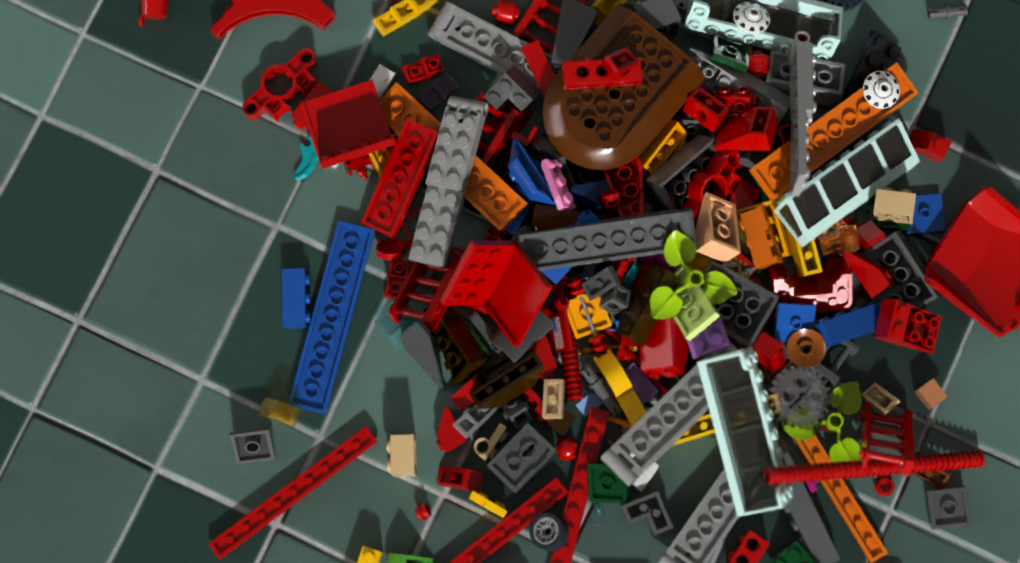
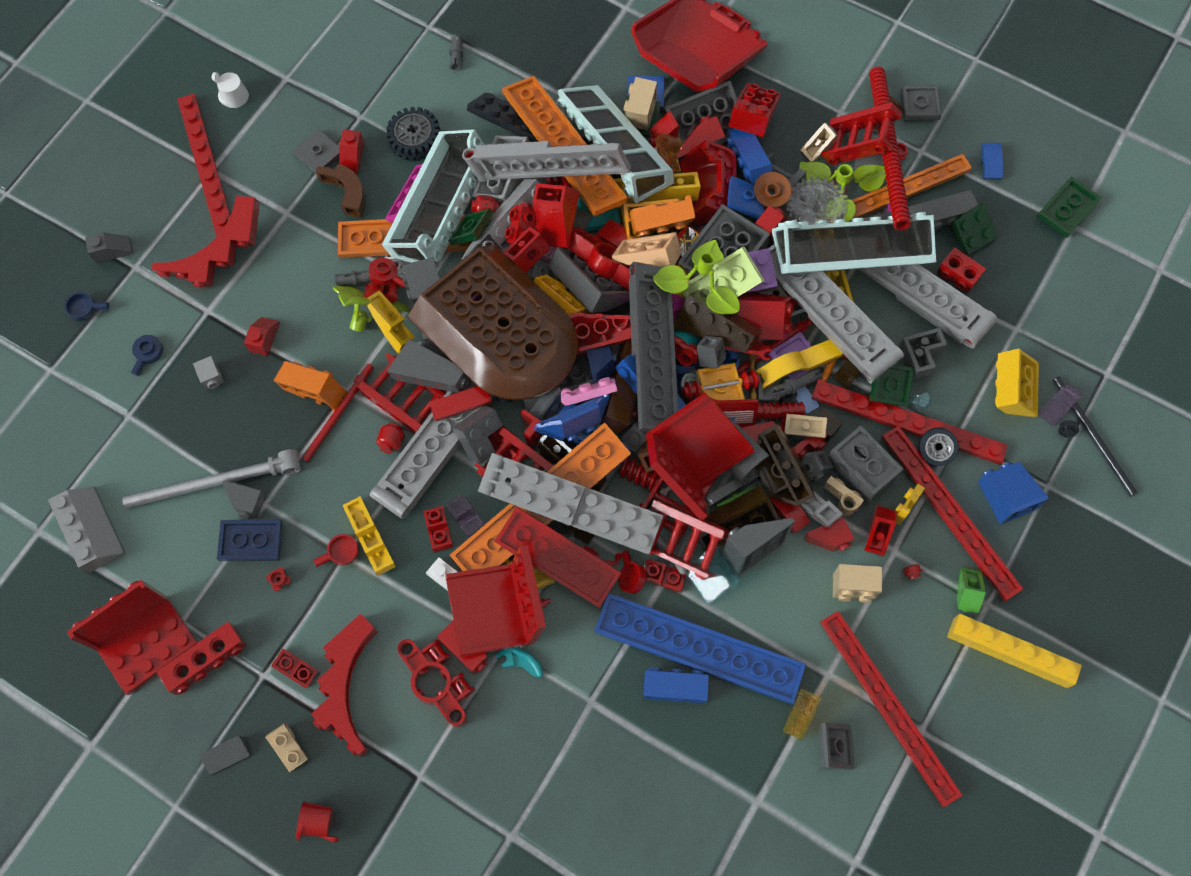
camera: 85 degrees left, 10 degrees down
(566, 448) = (852, 421): red piece -> none
(572, 80) = (481, 298): red brick -> none
(601, 283) = (696, 360): dark grey plate -> none
(611, 196) = (607, 343): red tile -> none
(619, 62) = (478, 304): red slope -> none
(751, 17) = (437, 206): white dish -> none
(875, 95) = (527, 102): white dish -> none
(930, 144) = (583, 73): red slope -> none
(931, 394) = (815, 104): nougat panel -> none

